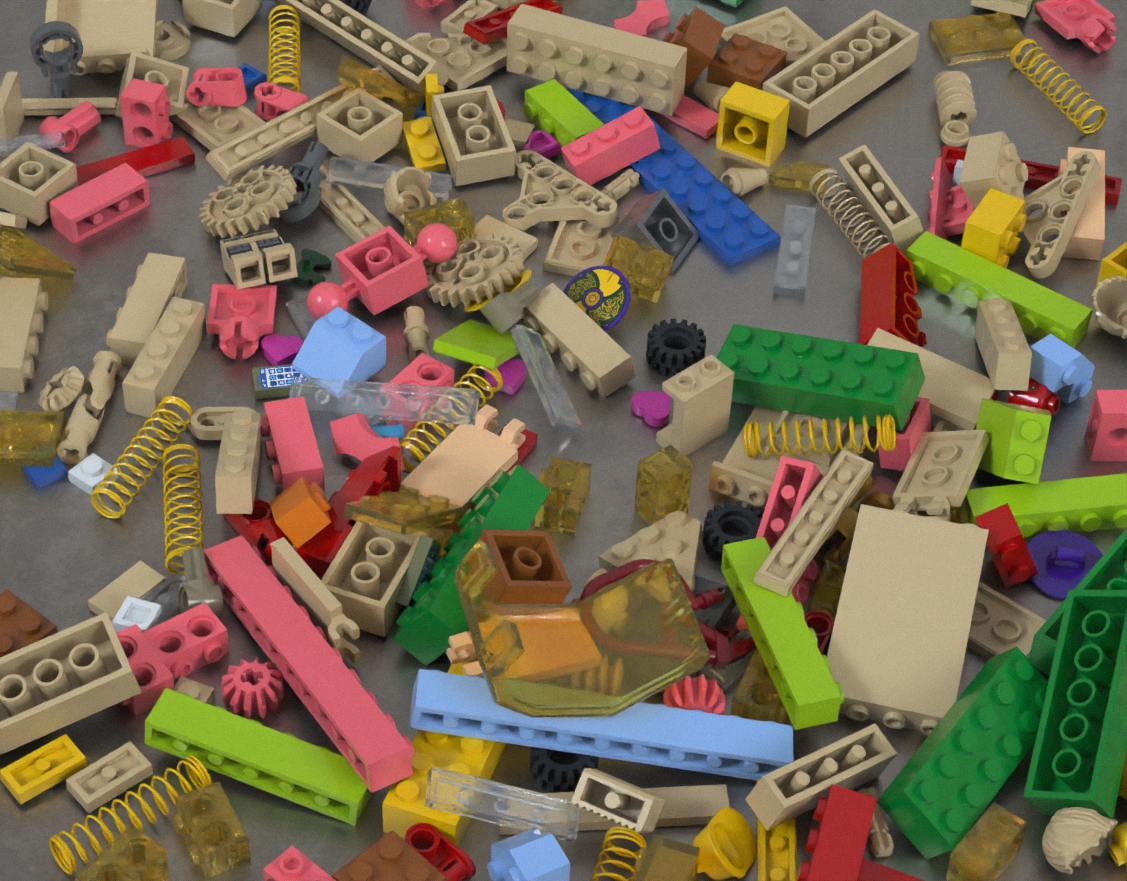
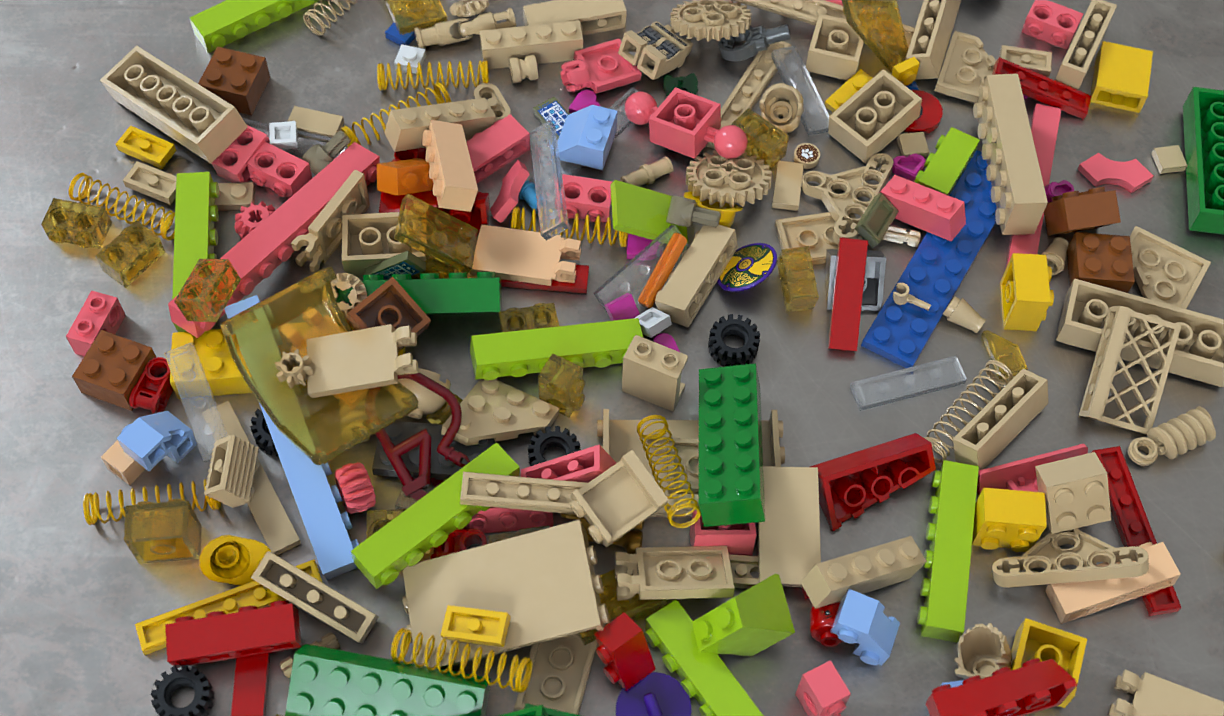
camera: 65 degrees right, 15 degrees up
(193, 377) = (523, 68): none -> tan wheel
(328, 455) = (450, 166): none -> light nougat brick
(389, 703) = (207, 290): none -> clear yellow brick
(443, 609) = (357, 294): none -> tan gear
(479, 207) = (807, 154): none -> tile
(550, 661) = (297, 374): none -> tan gear
(560, 361) = (662, 270): none -> orange axle
(571, 603) = (359, 359): none -> tan tile
(587, 416) = (622, 308): none -> dark pink tile
(604, 183) = (876, 220): none -> olive tile
(611, 479) = (529, 350): none -> lime brick
(615, 398) = (653, 322): none -> white plate
(683, 236) = (848, 294): none -> red tile
(704, 202) = (905, 297): none -> tan hand
(853, 461) = (618, 499): none -> tan panel
(870, 104) = (1106, 363): none -> tan fence
(936, 635) = (475, 626): none -> yellow plate
(1007, 616) = (519, 686): none -> yellow piece

